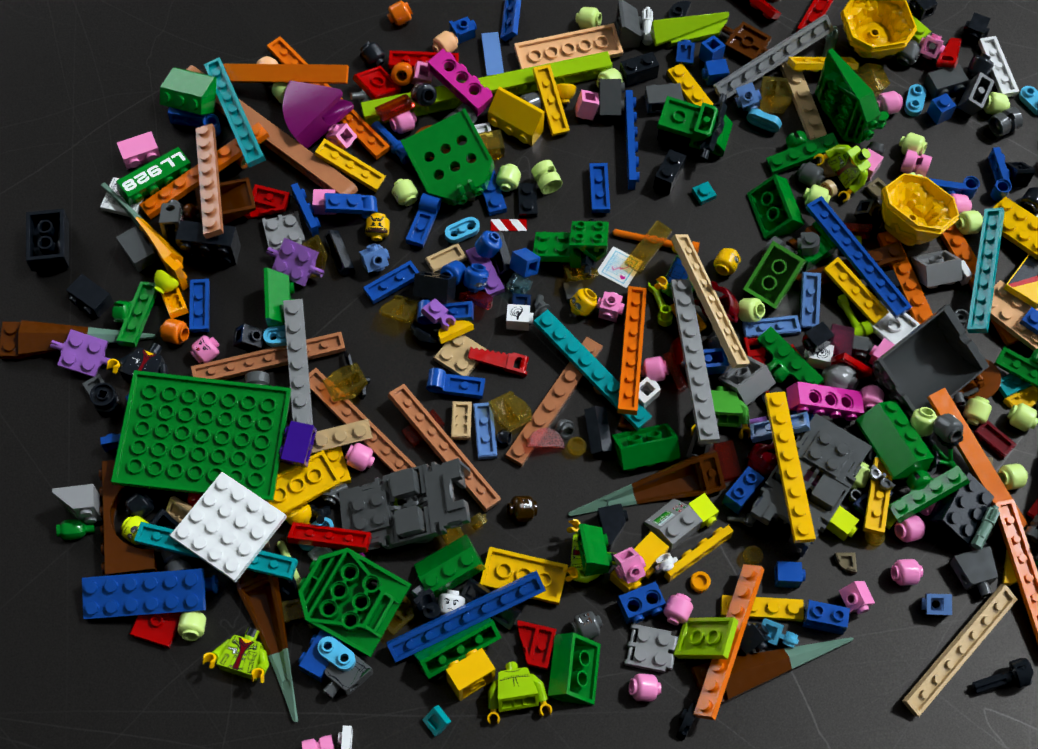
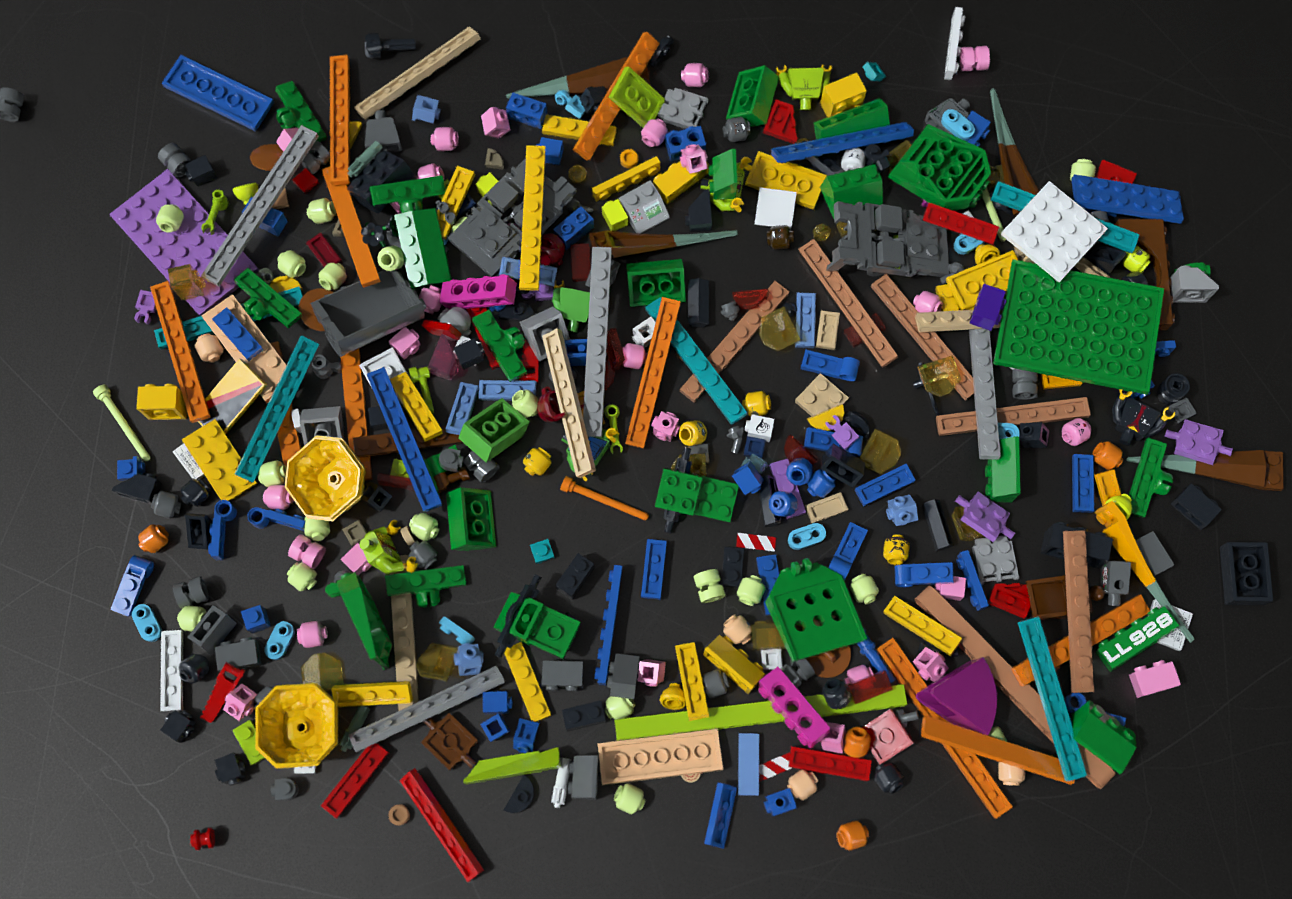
camera: 170 degrees left, 10 degrees up
(240, 656) = (1038, 140): lime torso -> none
(320, 513) = (967, 251): black bar -> none
(471, 57) = (773, 767): none -> sticker
(499, 360) = (784, 385): red piece -> none
(516, 147) = (737, 629): none -> light nougat head
(524, 338) = (757, 403): none -> yellow head
(531, 539) = (775, 207): none -> white tile
(576, 446) = (720, 293): clear yellow plate -> none
(615, 269) = (644, 478): white sticker -> none
(648, 247) = (614, 490): clear yellow tile -> none
(665, 562) = (664, 165): white plate -> none
(860, 347) = (424, 353): dark grey plate -> none
(948, 428) = (373, 236): dark grey head -> none

